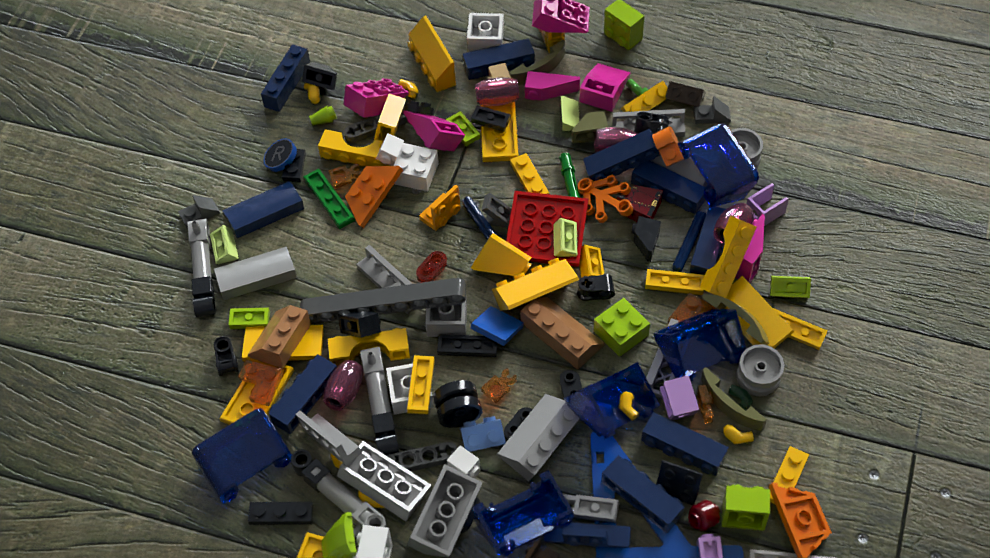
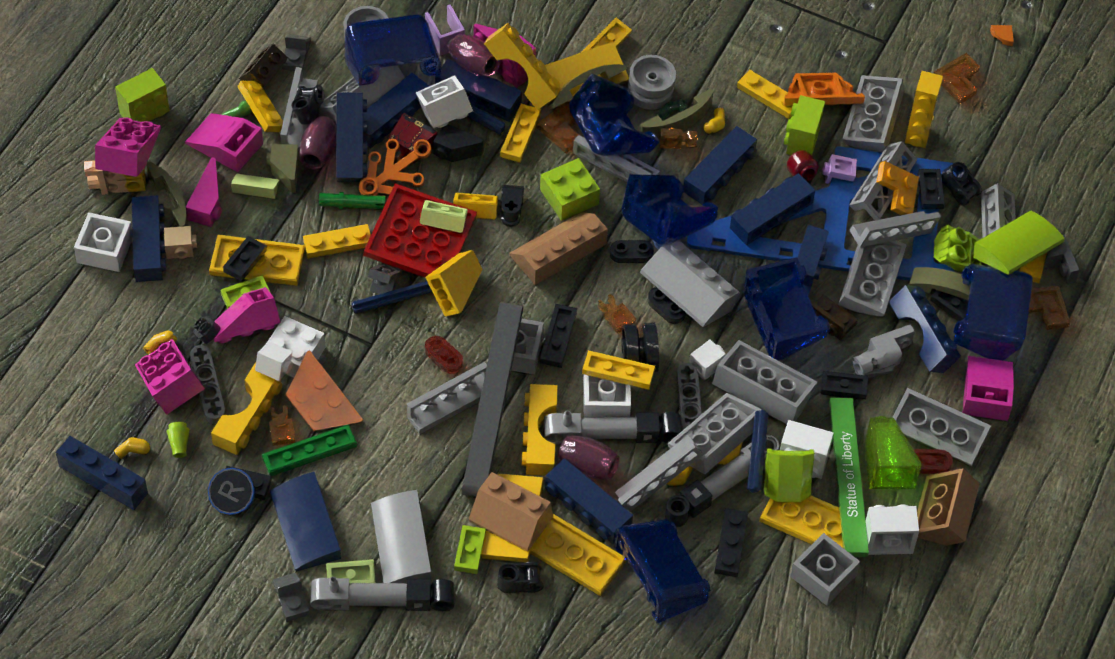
camera: 85 degrees left, 0 degrees up
(265, 379) = (563, 535): clear orange plate -> none
(319, 75) = (115, 429): black slope -> none
(359, 323) = (516, 427): black slope -> none
(363, 512) = (757, 451): none -> dark blue axle
(390, 117) = (221, 359): slope -> none
(432, 55) = (122, 302): yellow slope -> none
(442, 209) = (365, 331): light orange bracket -> none
(482, 434) = (673, 338): medium blue bracket -> none
(497, 91) = (209, 242): clear pink piece -> none
(497, 325) = (543, 300): blue tile -> none
(533, 285) = (503, 253): yellow slope -> none
(594, 507) = (782, 247): light grey hinge -> none
(625, 405) = (662, 199): yellow arm -> none
(667, 145) = (361, 81): orange brick -> none
(677, 212) = (444, 102): none -> white brick
(679, 398) = (673, 156): lavender piece -> none
(679, 482) = (766, 175): black hinge -> none
(790, 286) = (552, 36): lime plate -> none

